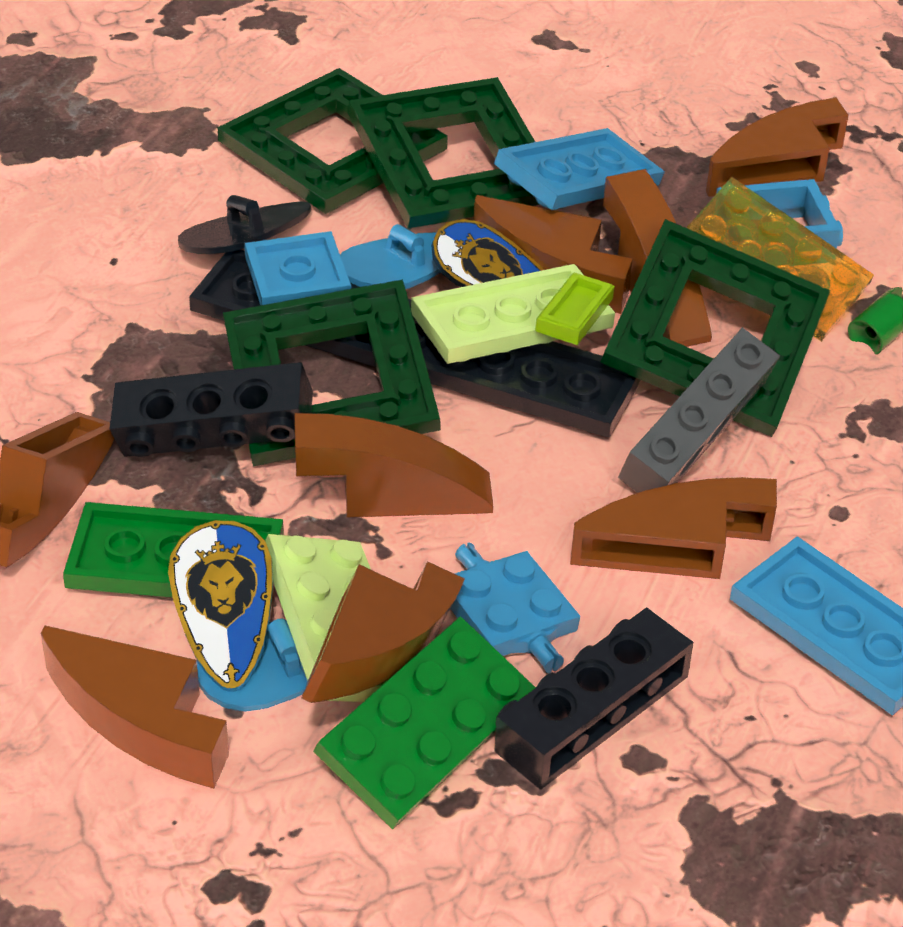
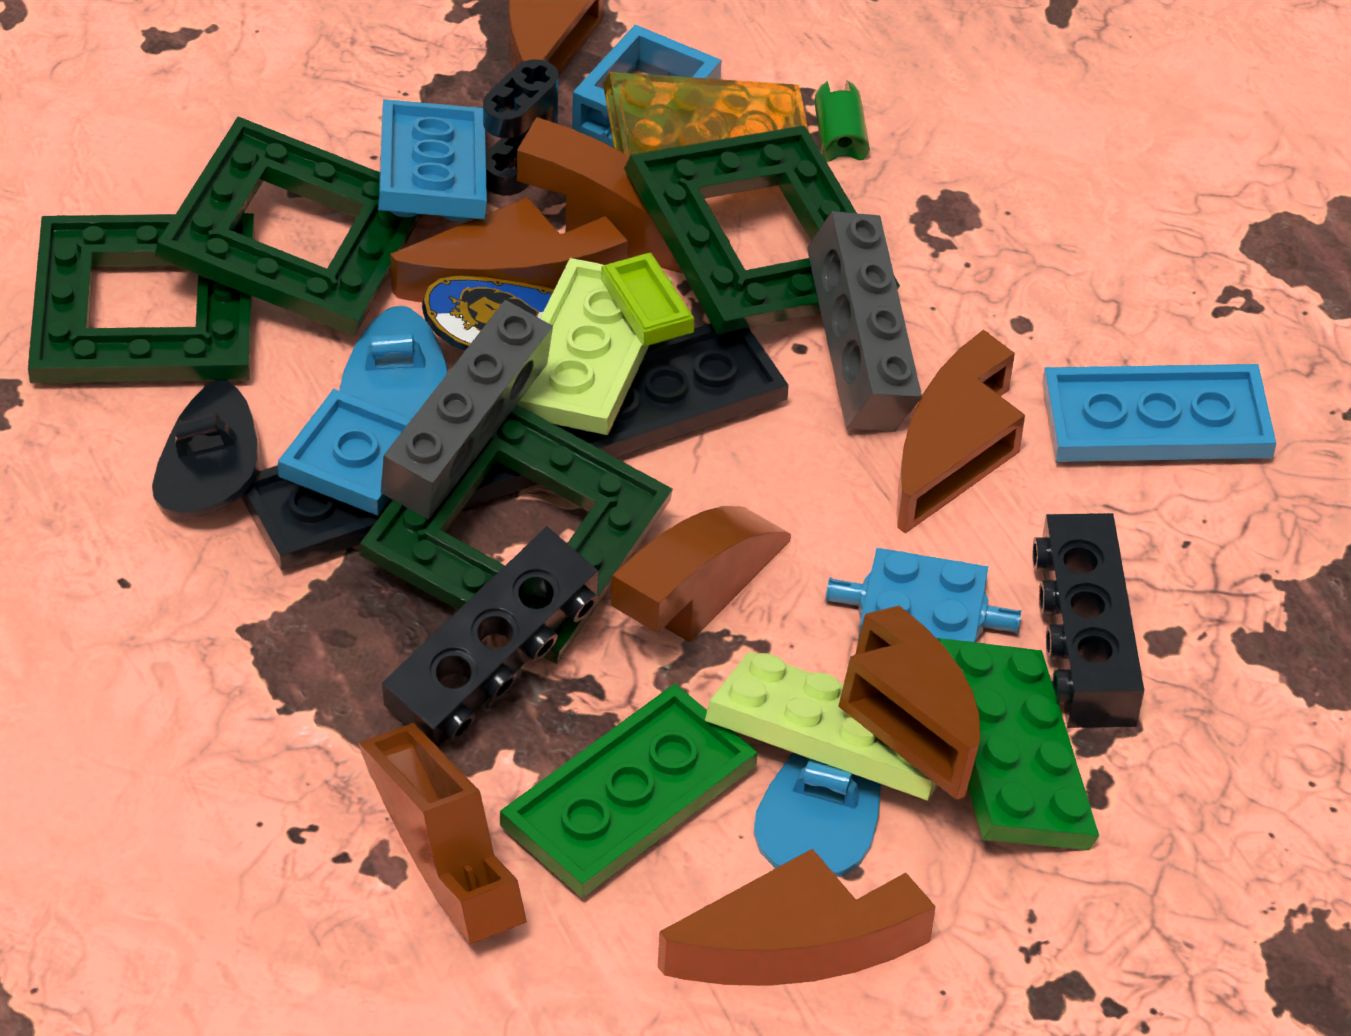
camera: 50 degrees left, 5 degrees up
(223, 598) = (739, 784): shield -> none
(361, 277) = (466, 409): none -> dark grey brick
(672, 163) = (509, 113): none -> black connector

